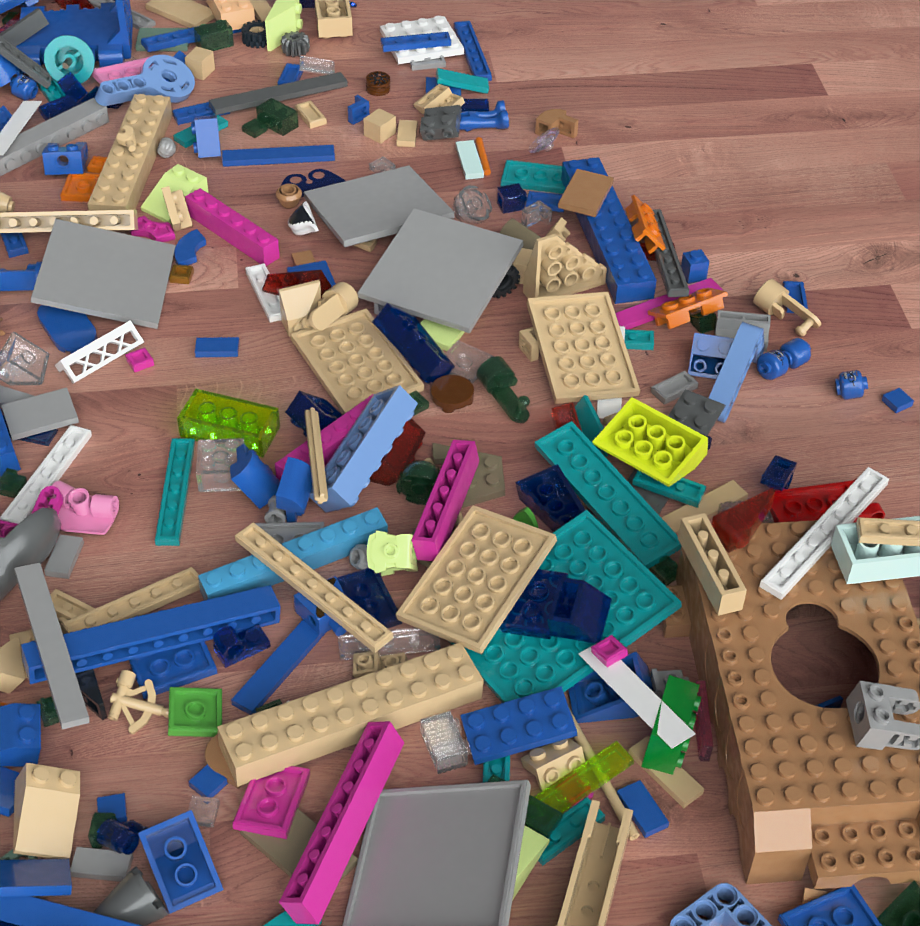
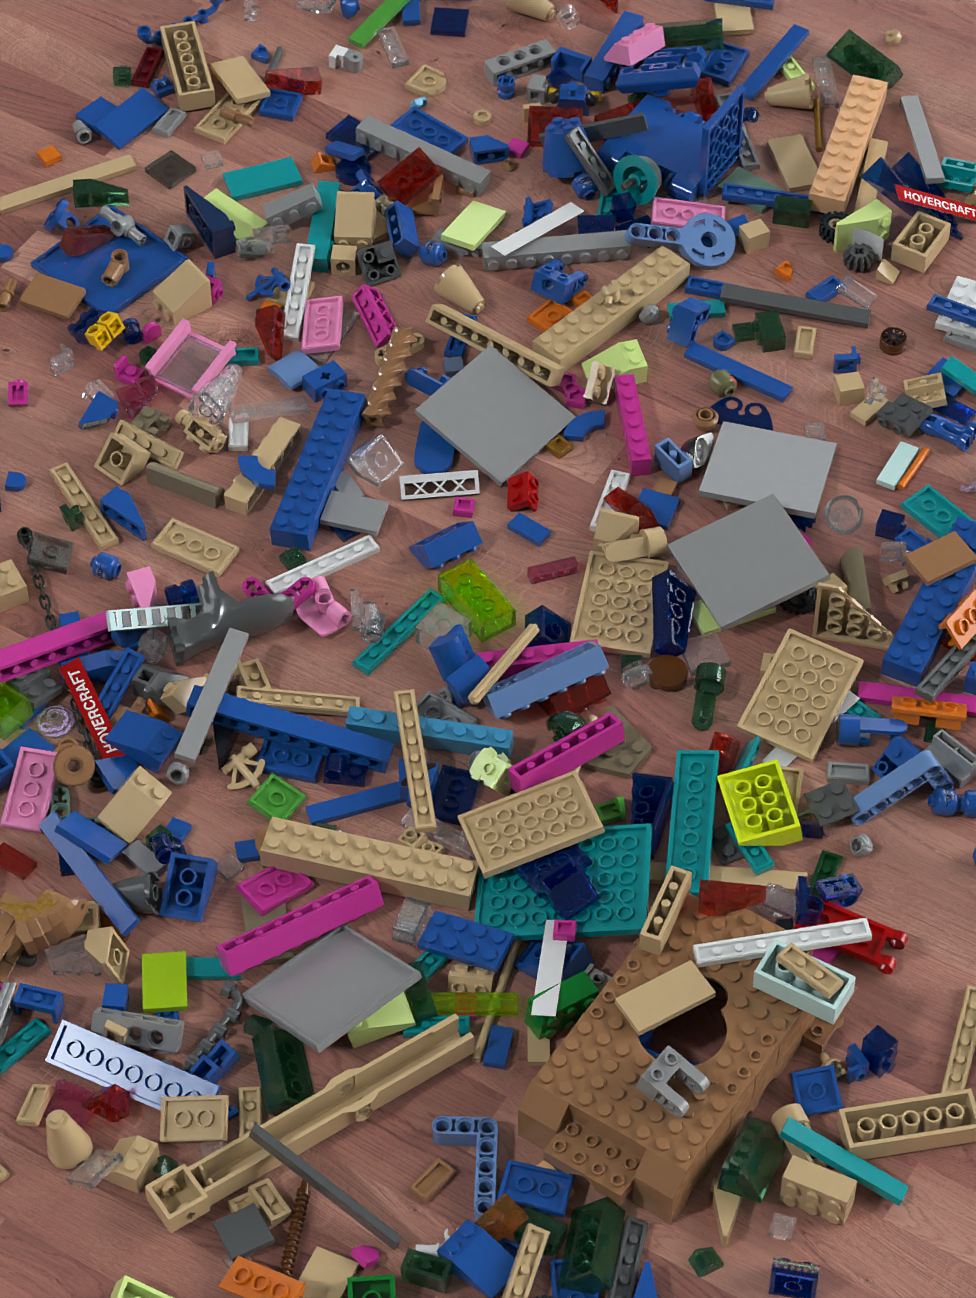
camera: 40 degrees right, 5 degrees up
(24, 258) = (452, 365): none -> sand blue tile
(64, 556) = (284, 637): light grey tile -> none
(64, 750) = (178, 773): none -> light grey piece
(135, 493) = (366, 618): none -> clear plate
(154, 394) = (447, 544): none -> blue slope
(183, 321) = (522, 492): none -> red bracket
(244, 77) = (784, 271): none -> orange tile
(244, 141) = (723, 341): none -> blue tile
(270, 366) = (553, 570): none -> clear pink piece
(276, 166) = (722, 383): none -> olive head
(294, 24) = (876, 243): none -> white sticker
(294, 234) = (673, 460): none -> medium blue brick
(325, 46) = (887, 272): none -> tan slope
(403, 117) = (875, 391): none -> clear tile
(431, 406) = (636, 675): none -> clear head
(648, 349) = (856, 730): none -> blue piece
(744, 473) = (826, 868): none -> dark green tile
(750, 433) = (861, 845): none -> light grey piece
(784, 500) = (805, 903): none -> clear blue plate
(788, 645) = (665, 997): none -> tan tile

